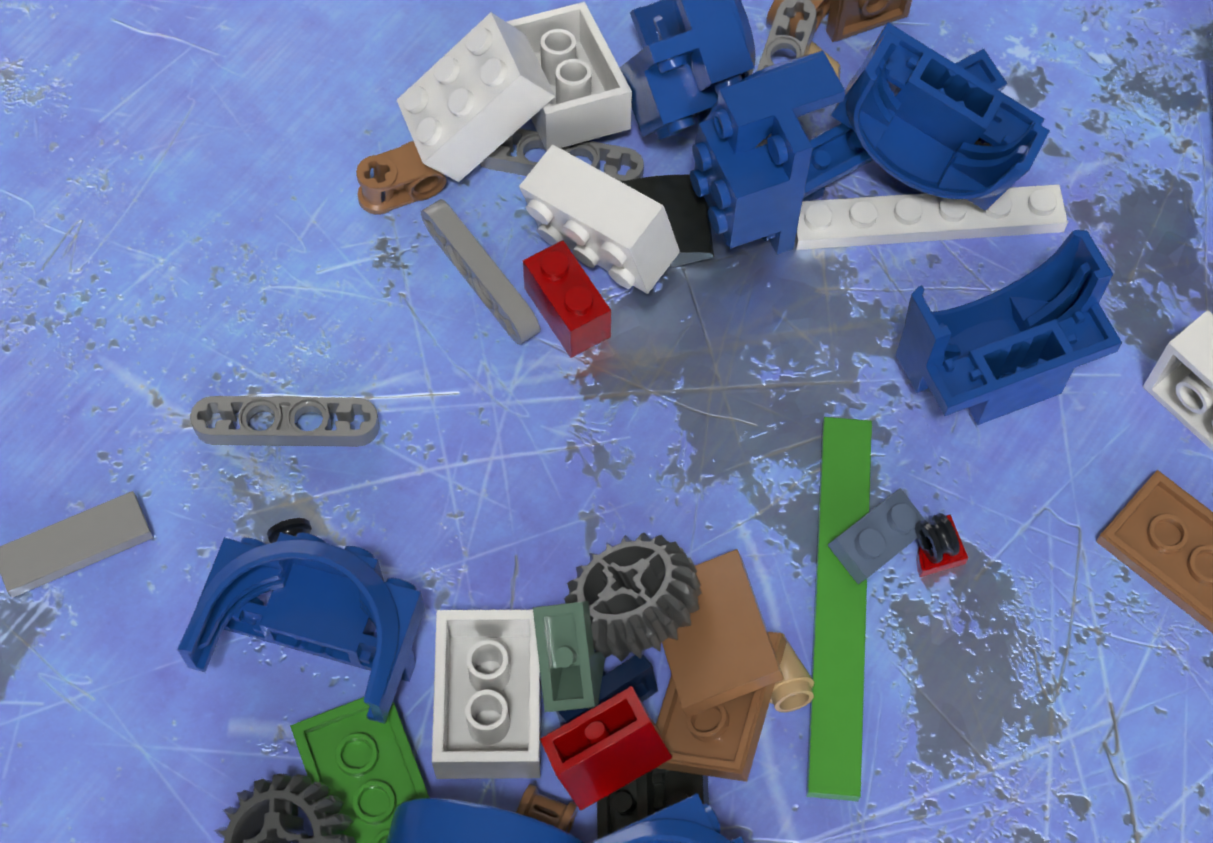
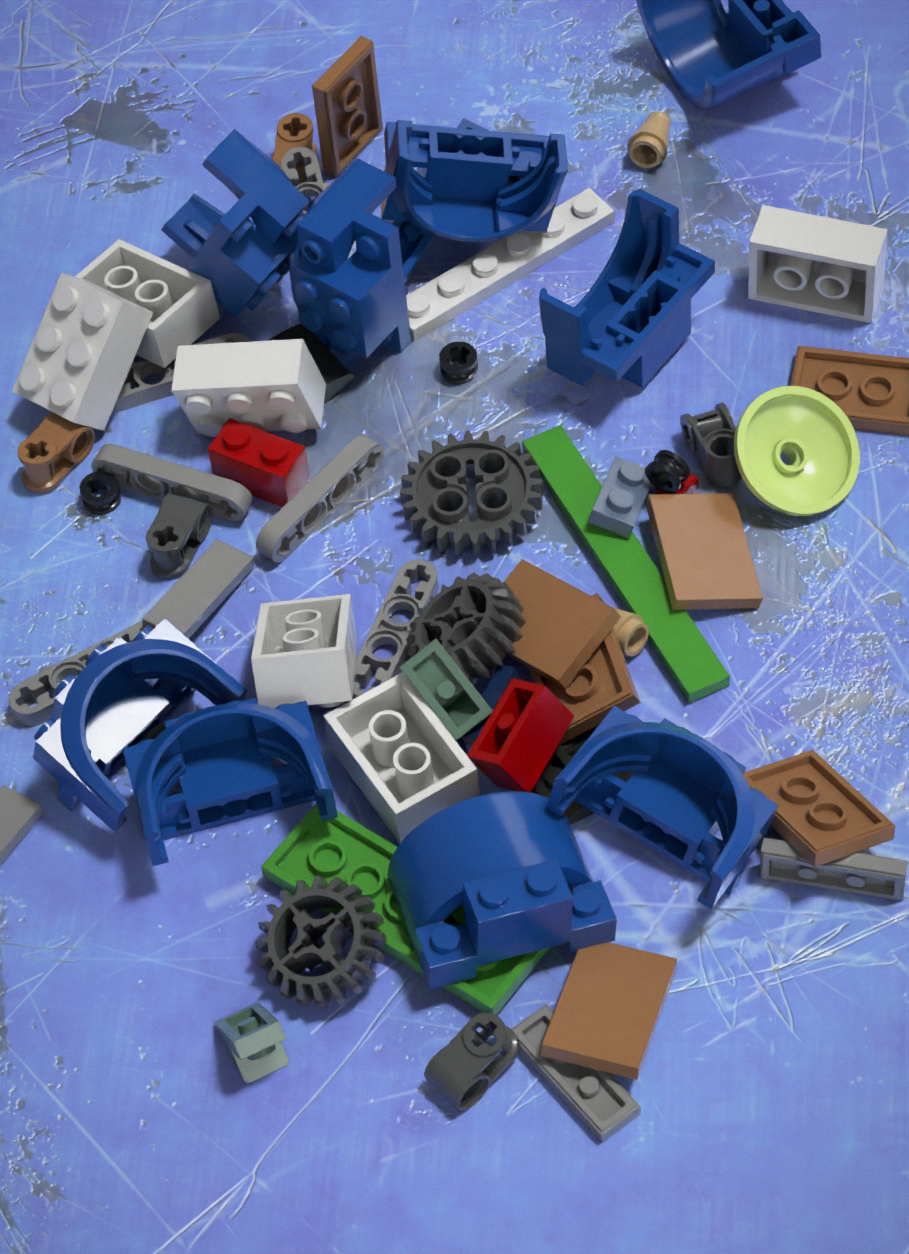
camera: 25 degrees left, 10 degrees down
(255, 483) = (116, 708): none -> blue piece
(412, 229) = (104, 503): none -> black bush
(425, 400) = (201, 588): none -> light grey tile
(450, 324) = (177, 534): none -> dark grey piece
(465, 530) = (305, 652): none -> white brick
(570, 542) = (391, 633): none -> light grey beam
(599, 366) = (319, 498): none -> light grey beam
(780, 462) = (437, 493): none -> dark grey gear
(829, 287) = (454, 373): none -> black bush
(921, 643) = (703, 551): none -> medium nougat tile
(1008, 523) = (712, 443): none -> dark grey piece
(1107, 599) = (813, 437): none -> yellowish green dish
(1149, 167) = (650, 141): none -> tan cone

